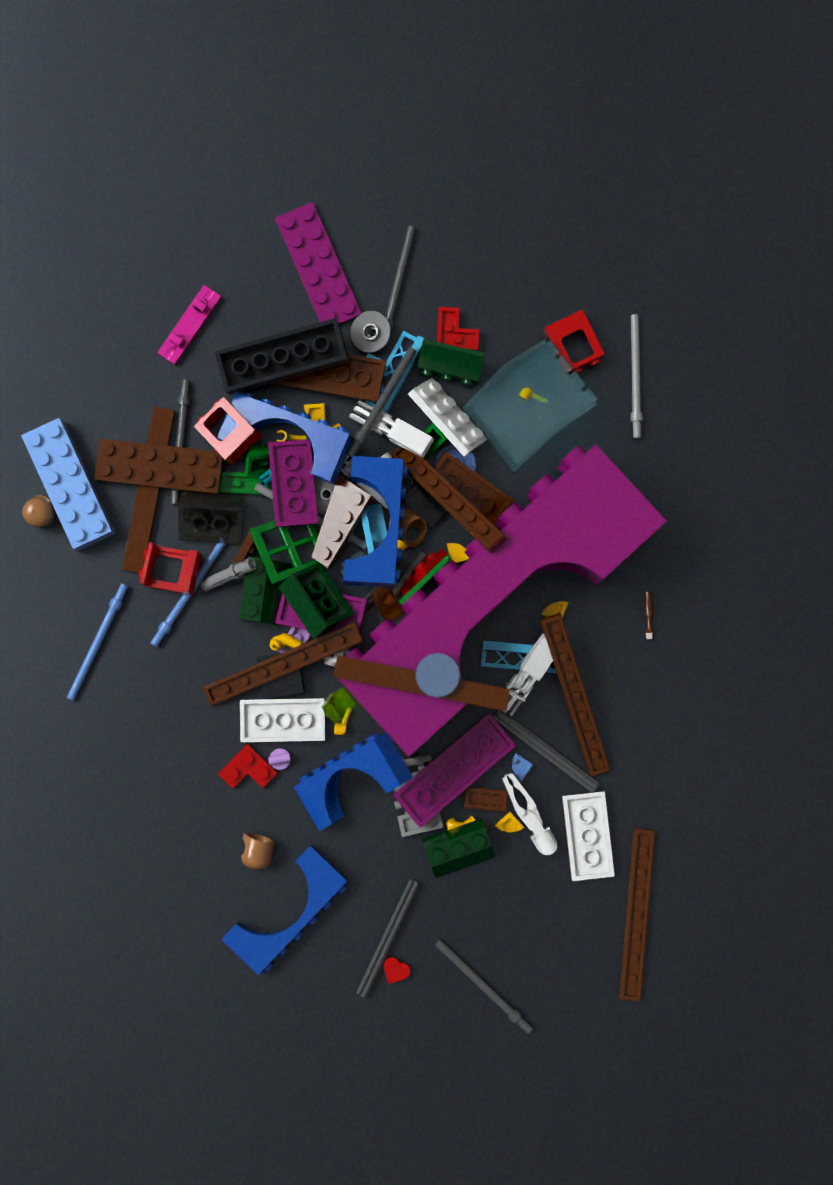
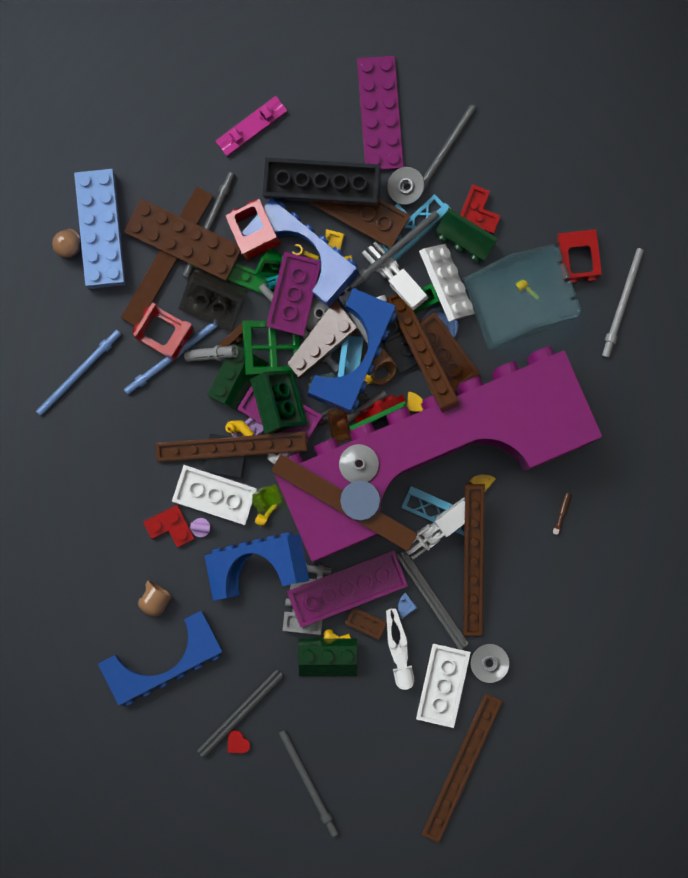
camera: 20 degrees right, 0 degrees up
(410, 636) = (351, 455): none -> light grey dish
(509, 824) = (378, 651): yellow tile -> none
(639, 799) = (497, 670): none -> light grey dish

